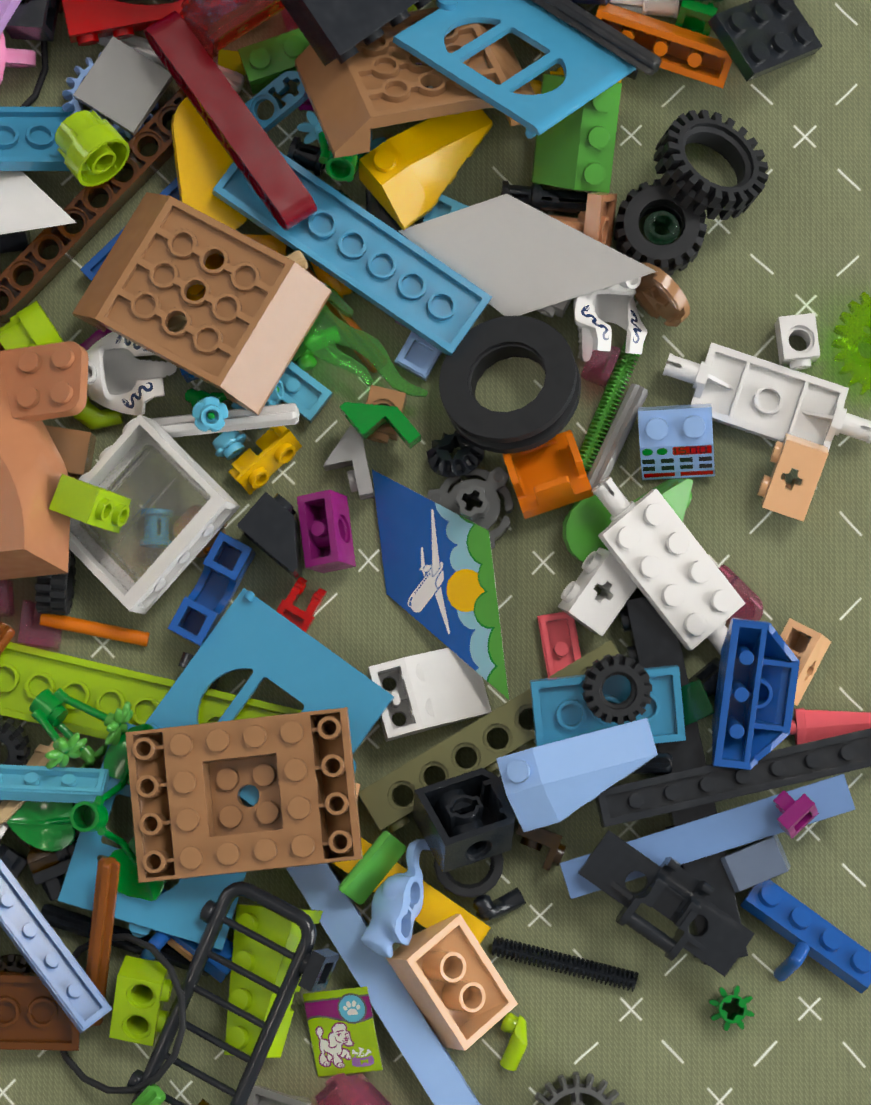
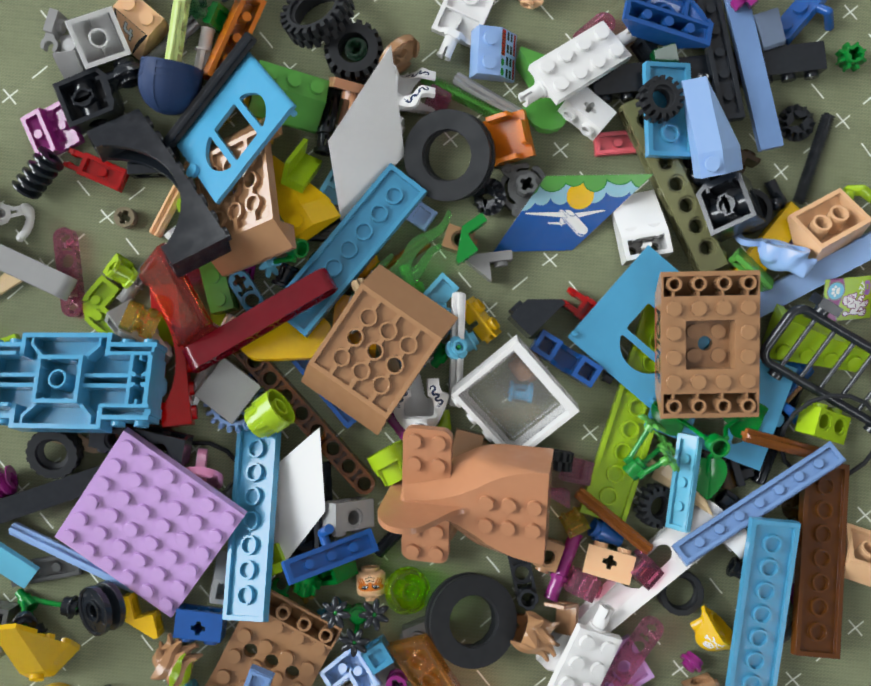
camera: 90 degrees left, 5 degrees up
(90, 504) = (511, 430): lime brick -> none
(95, 629) = (581, 434): orange bar -> none
(326, 531) = (534, 282): magenta brick -> none
(471, 162) = (300, 168): none -> lime panel
(614, 948) = (795, 133): none -> black gear
(672, 894) = (787, 78): black piece -> none

